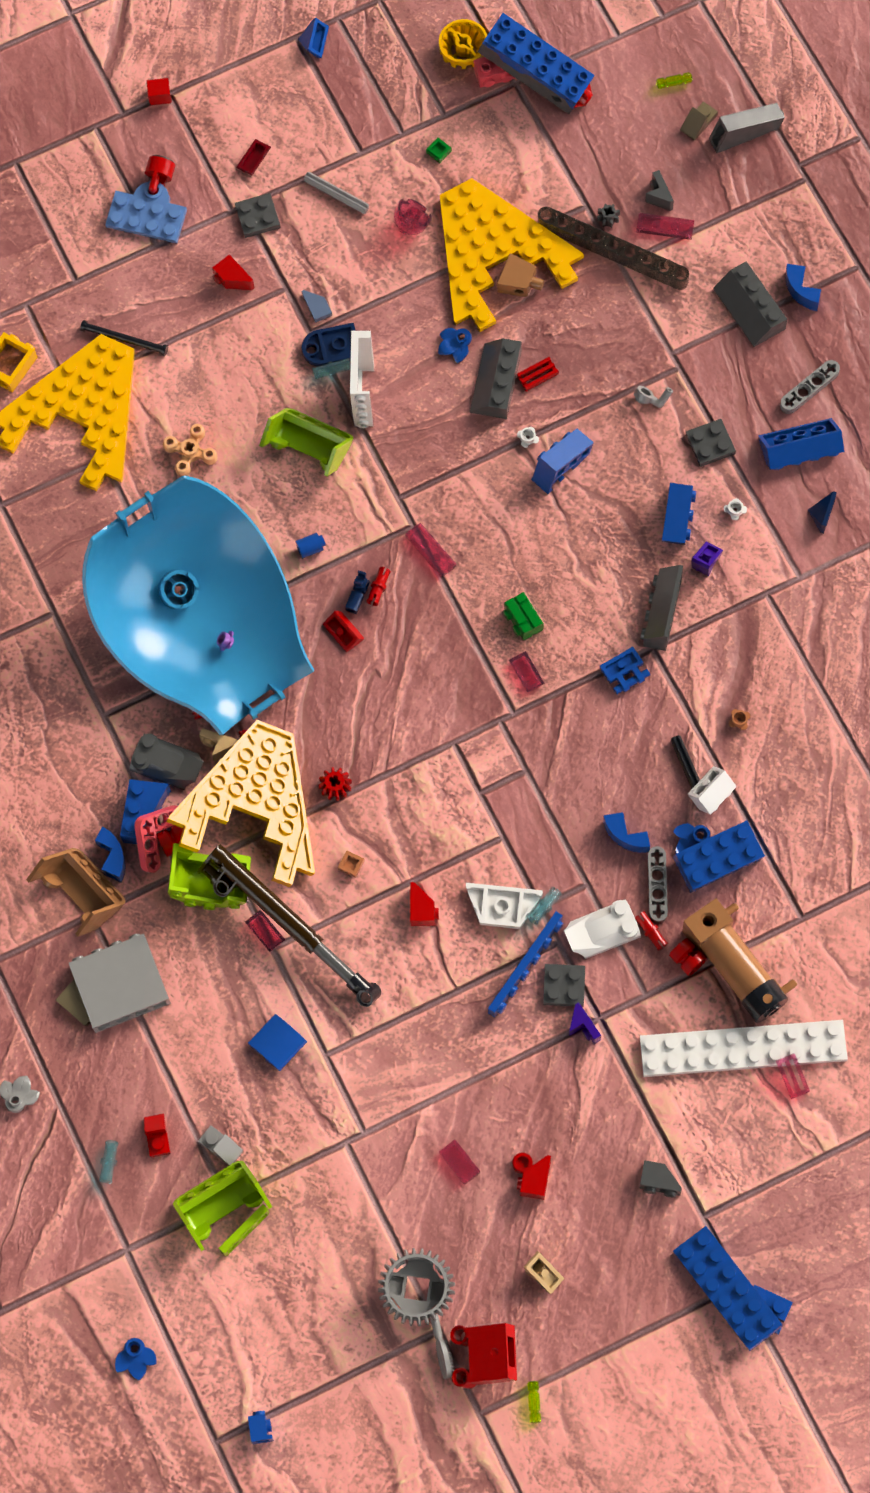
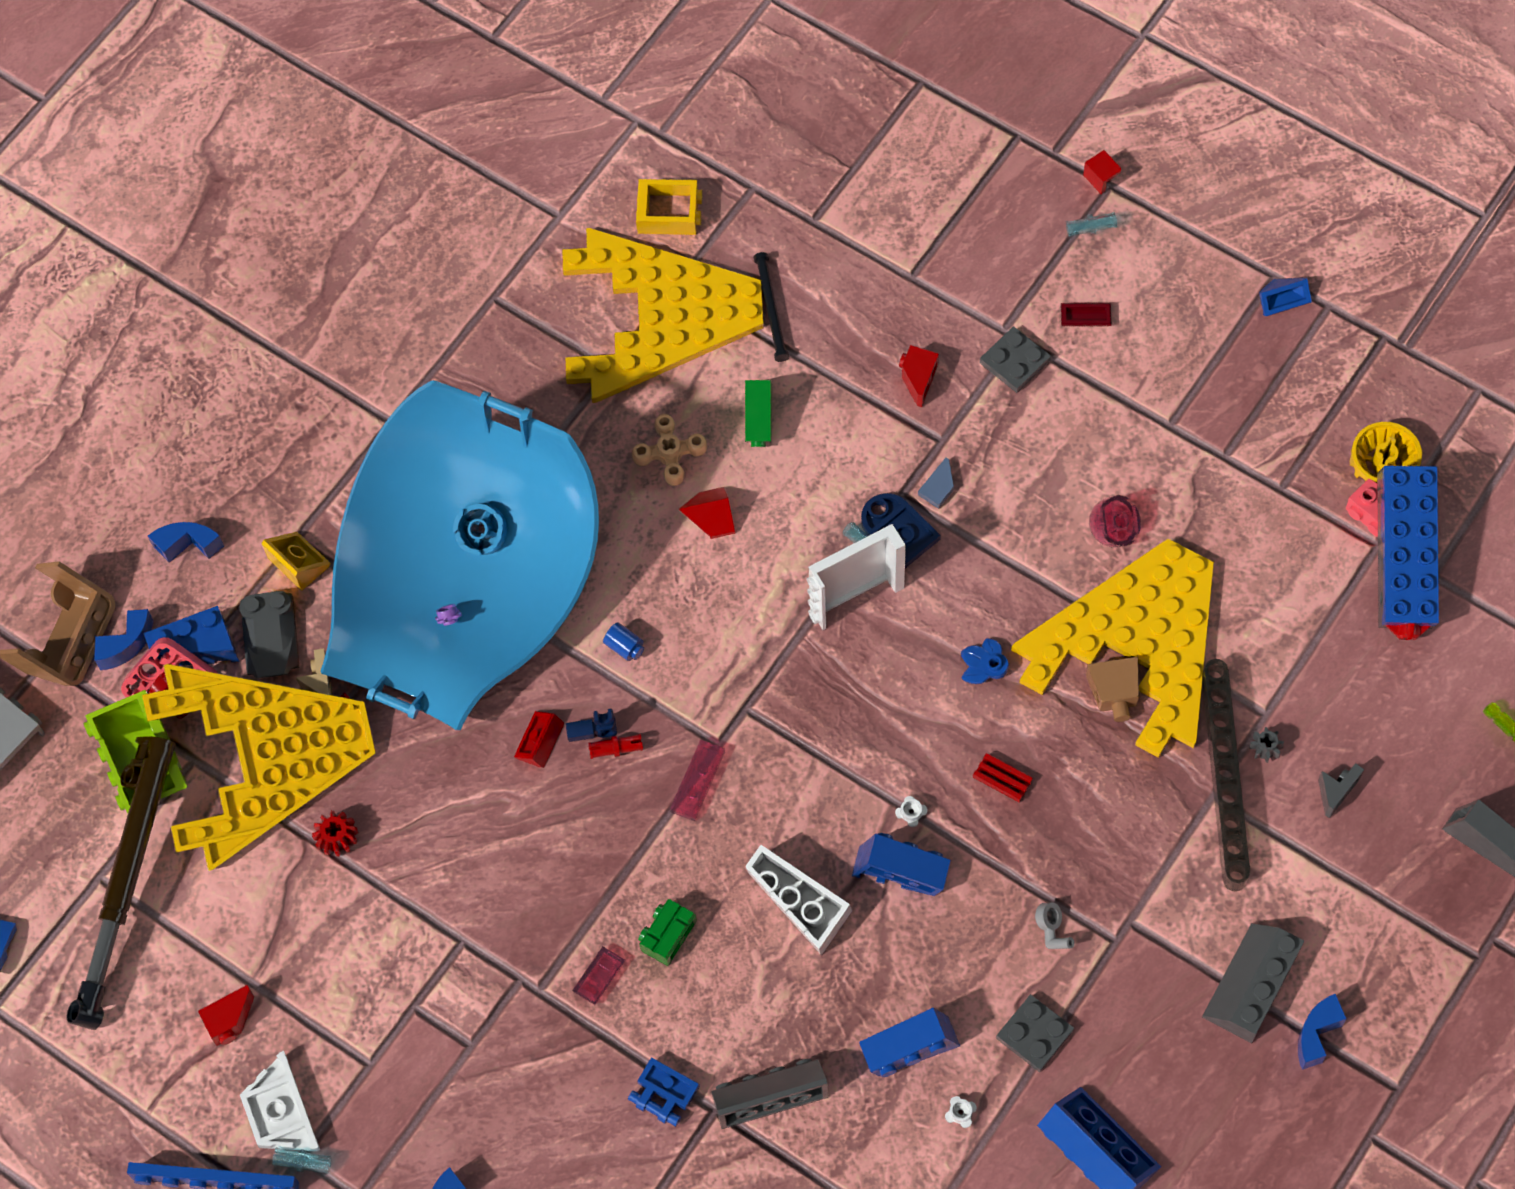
camera: 60 degrees right, 5 degrees down
(55, 789) = (176, 537): none -> blue brick
(120, 719) = (295, 558): none -> yellow slope
(149, 208) = (948, 242): medium blue plate -> none
(191, 119) = (1091, 224): none -> clear light blue pin
(198, 382) = (758, 412): none -> green slope
(247, 448) = (711, 512): none -> red slope
(265, 930) = (105, 861): clear pink tile -> none
(307, 436) = (765, 563): lime windscreen -> none
(336, 192) = (1098, 452): light grey axle -> none
(351, 864) = (244, 906): nougat plate -> none
(439, 150) = (1229, 507): green tile -> none
(496, 378) = (966, 734): dark grey slope -> none
(548, 527) = (804, 901): none -> white wedge
(665, 226) = (1298, 820): clear pink tile -> none
(698, 120) = (1469, 782): dark tan slope -> none
(706, 558) = (870, 1110): dark purple slope -> none
(810, 387) = (1188, 1110): light grey beam -> none

